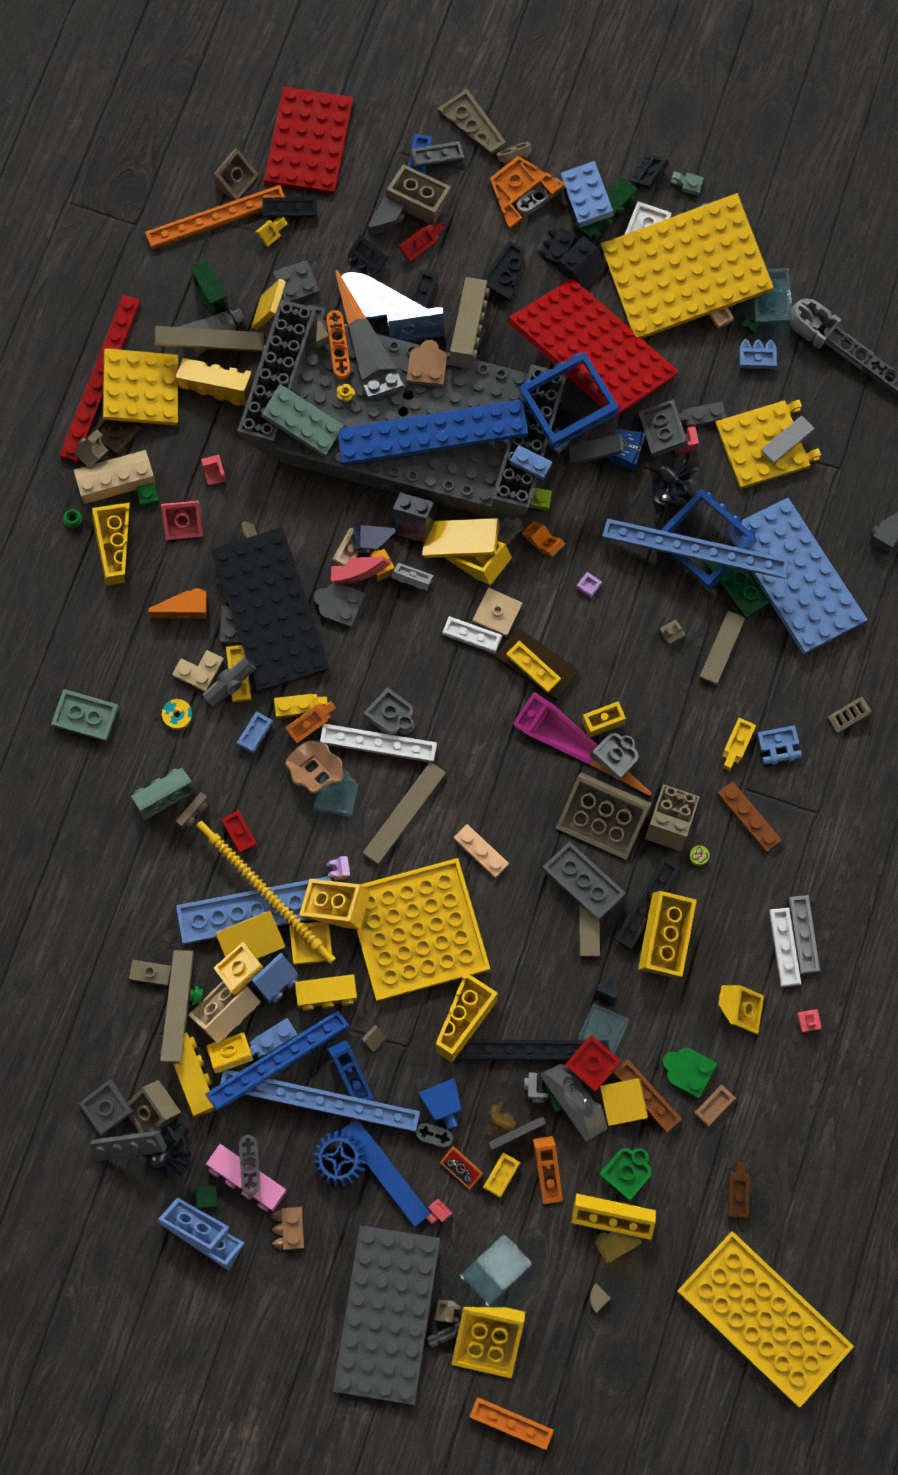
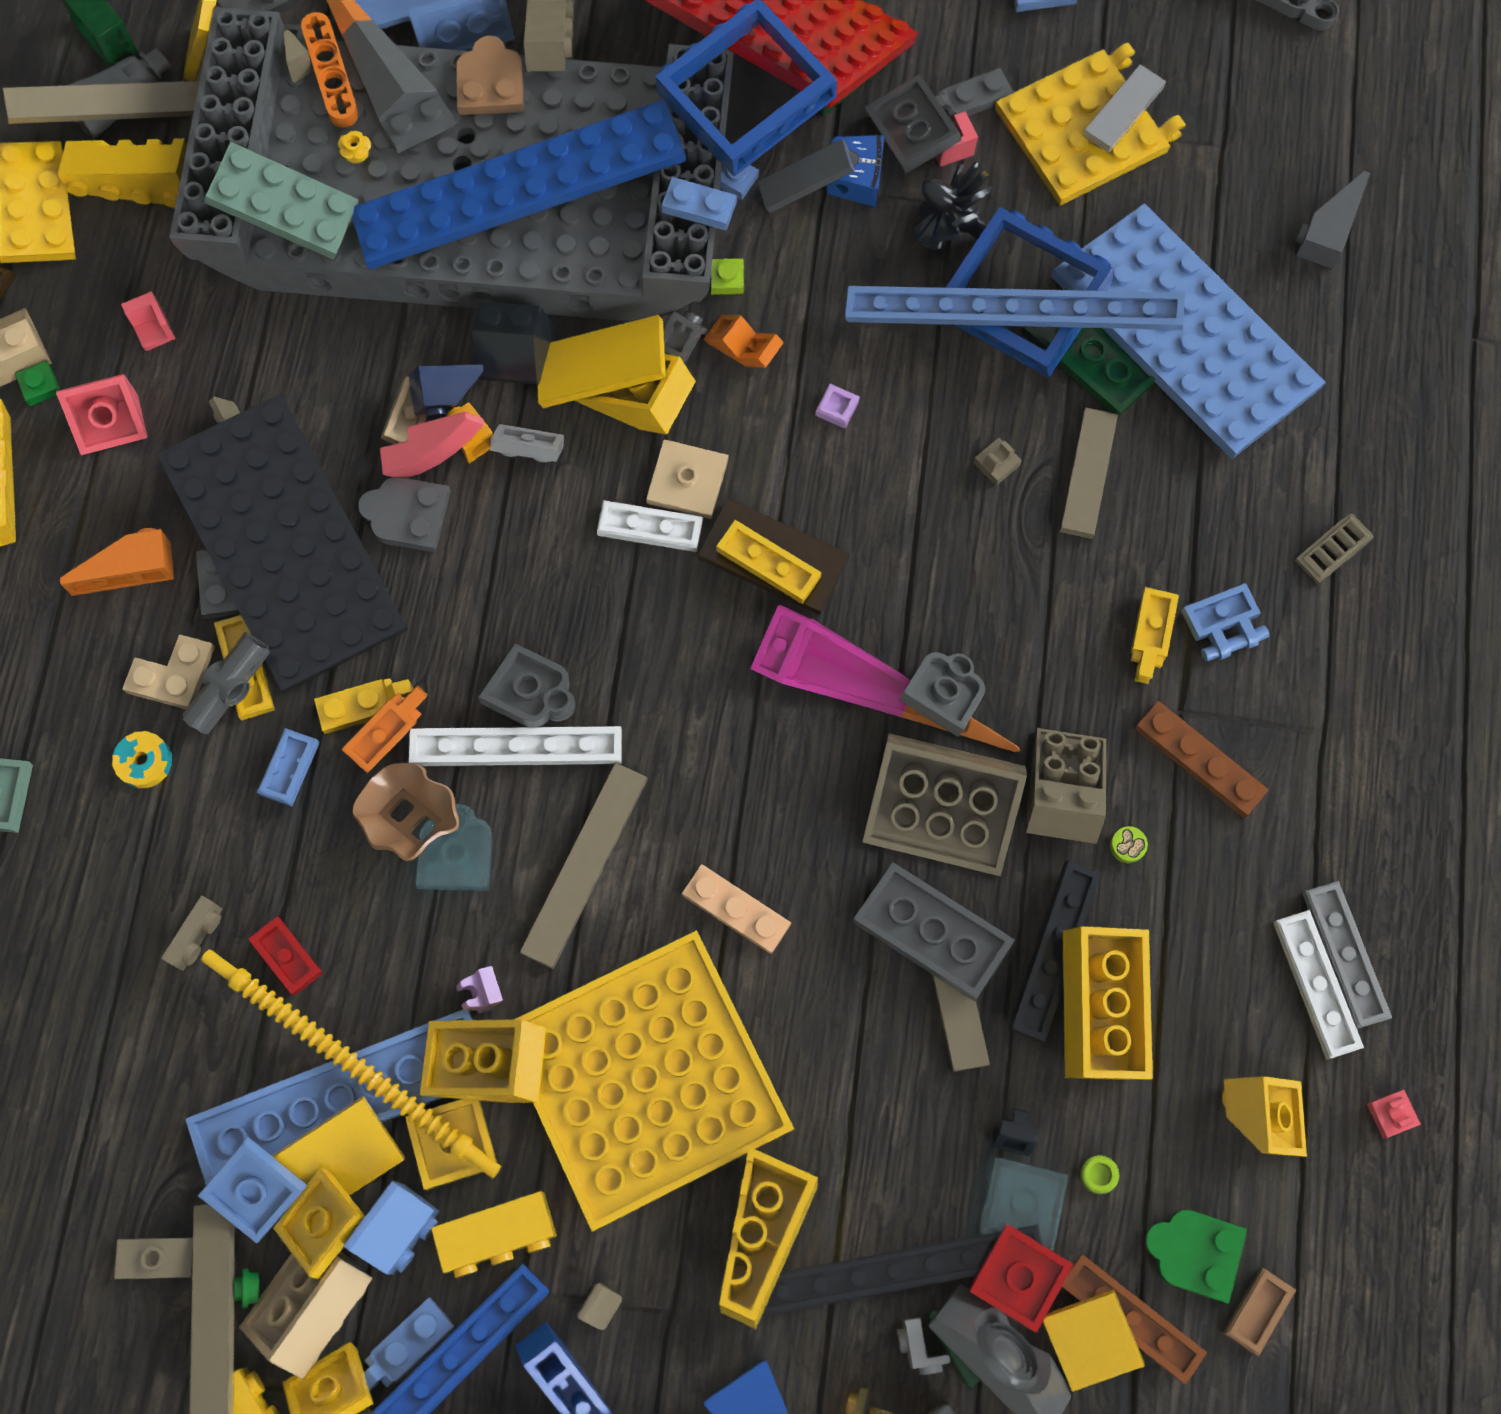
camera: 10 degrees left, 0 degrees up
(163, 793) = (131, 911): sand green slope -> none
(207, 946) = (252, 1190): none -> medium blue plate
(603, 719) = (911, 632): yellow brick -> none
(646, 1022) = (1099, 1174): none -> lime tile

